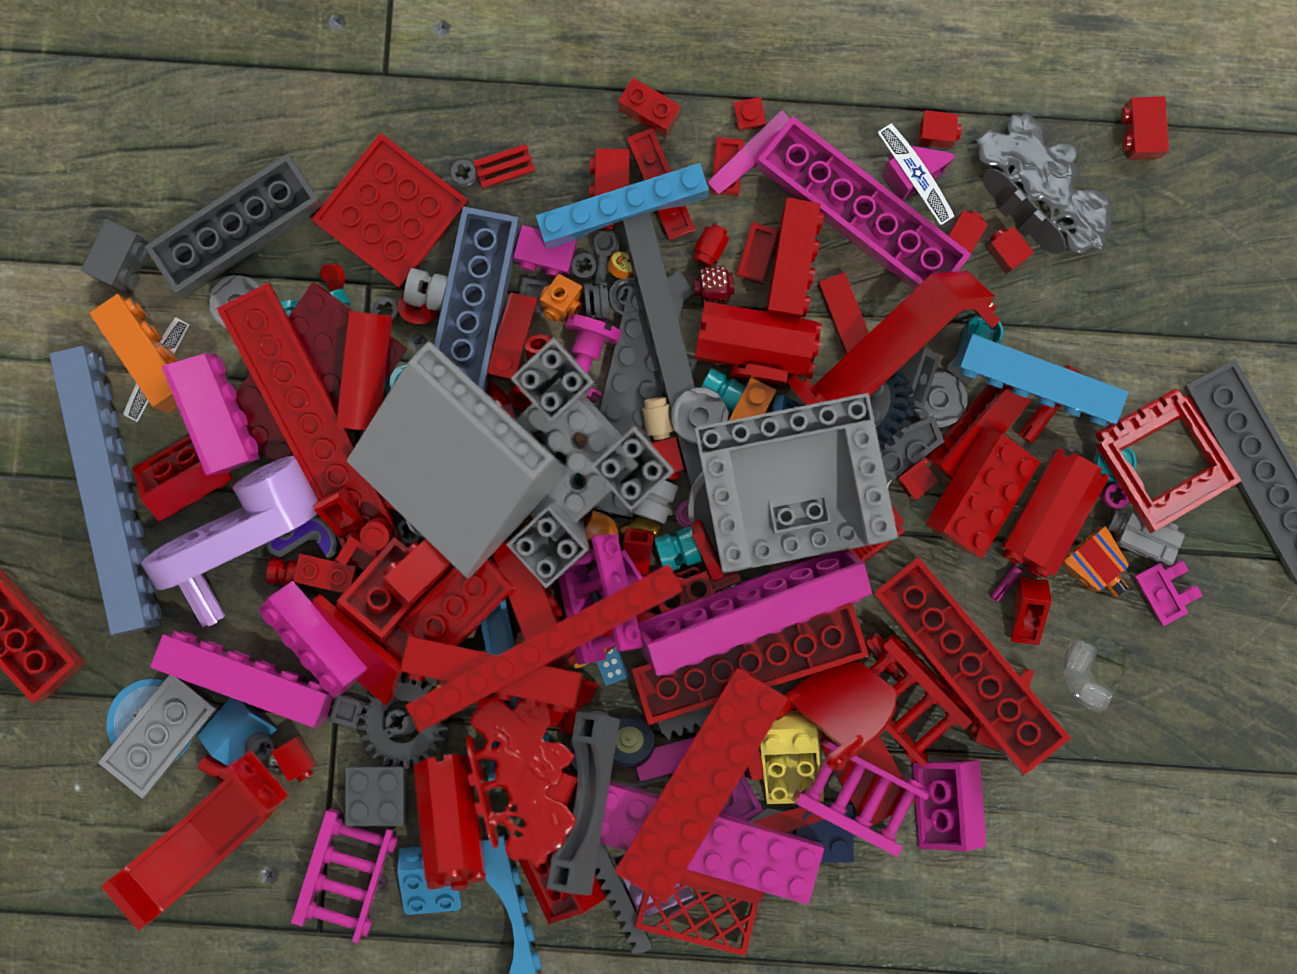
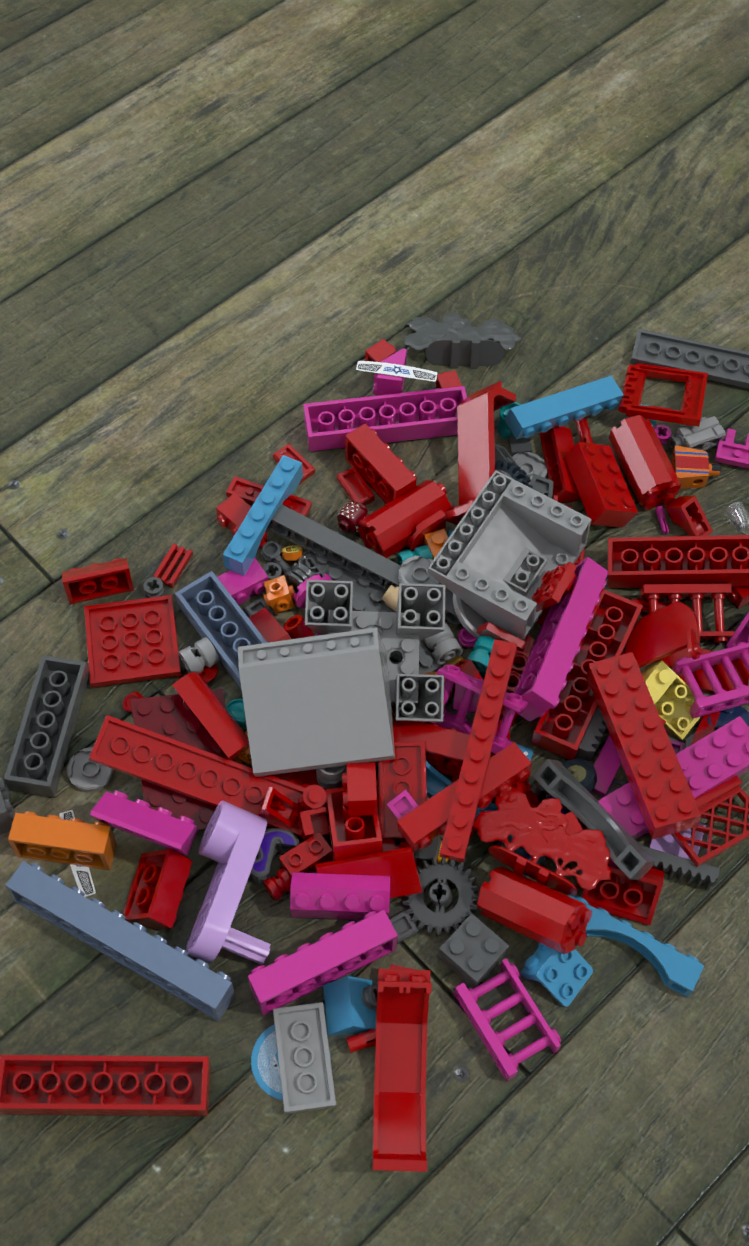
camera: 45 degrees left, 25 degrees down
(417, 115) = (97, 581): none -> red slope
(435, 625) = (402, 804): none -> dark pink plate
(649, 107) = (222, 468): red brick -> none
(710, 245) = (328, 502): red brick -> none
(748, 154) = (299, 441): dark pink sticker -> none
(749, 114) = (277, 431): red plate -> none
(795, 560) = (554, 585): none -> red plate
(844, 310) = (430, 471): red tile -> none
(1009, 249) = (477, 375): red brick -> none
(1145, 127) = (477, 275): red brick -> none

